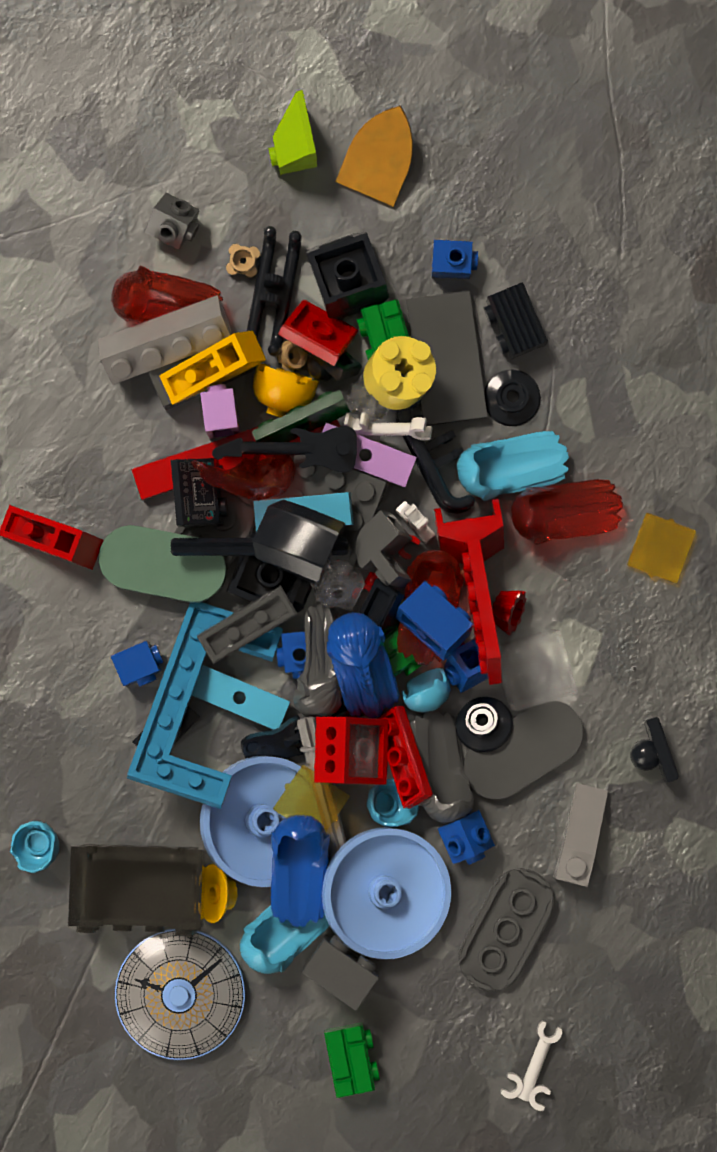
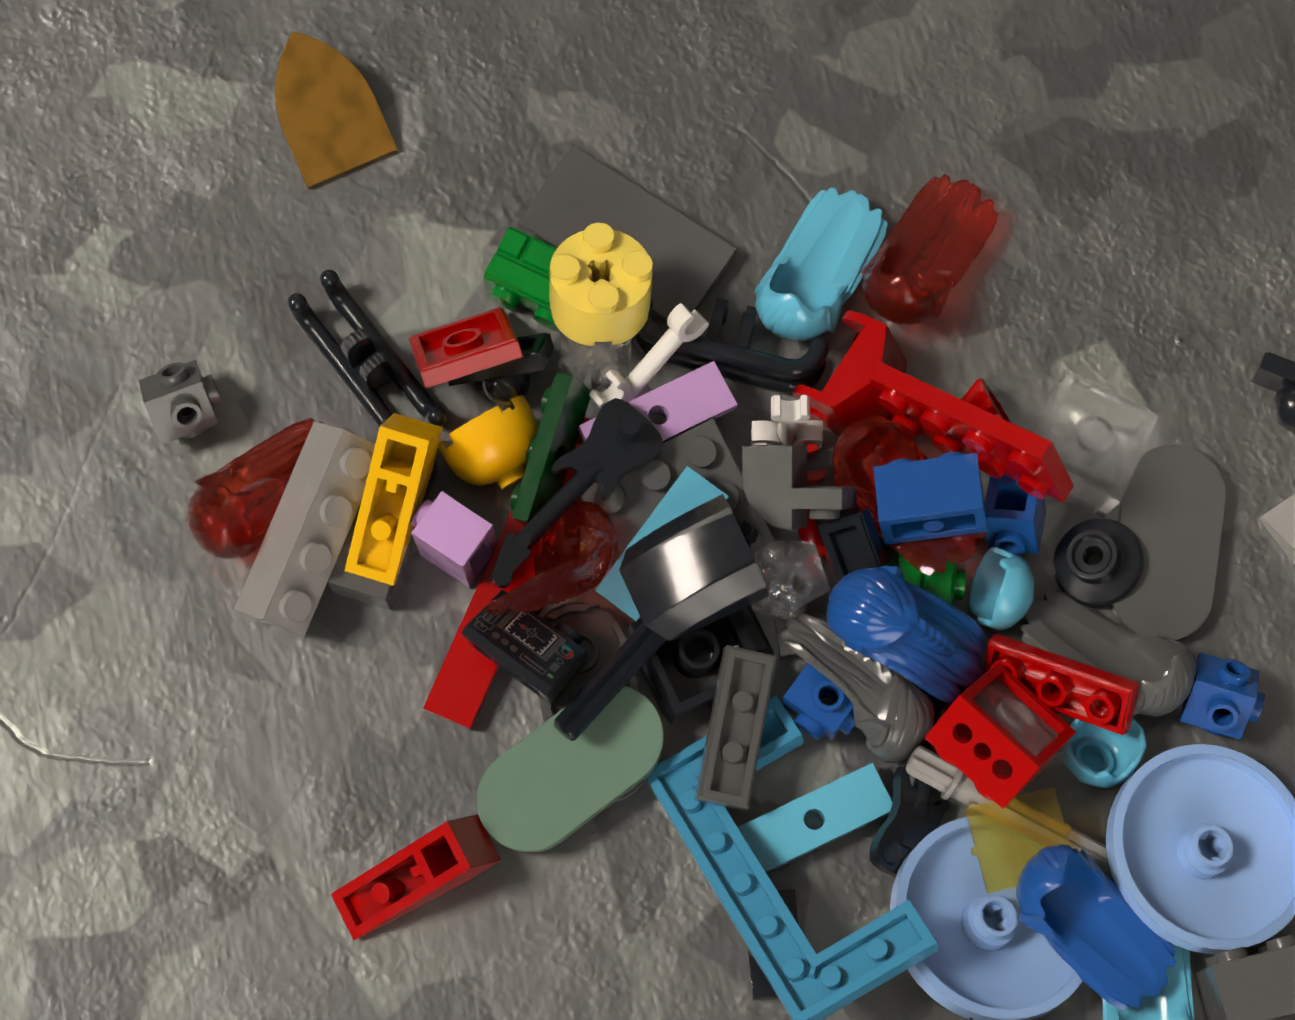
camera: 50 degrees left, 10 degrees down
(138, 664) = (665, 906): blue brick -> none
(250, 254) = (299, 352): tan plate -> none
(293, 139) = (220, 179): lime slope -> none
(298, 360) = (462, 403): tan plate -> none
(348, 275) = (430, 260): black slope -> none
(453, 259) = (520, 131): blue brick -> none
(509, 412) = (743, 226): black piece -> none
(515, 321) = (655, 124): black brick -> none
(661, 548) = (1063, 190): clear yellow piece -> none

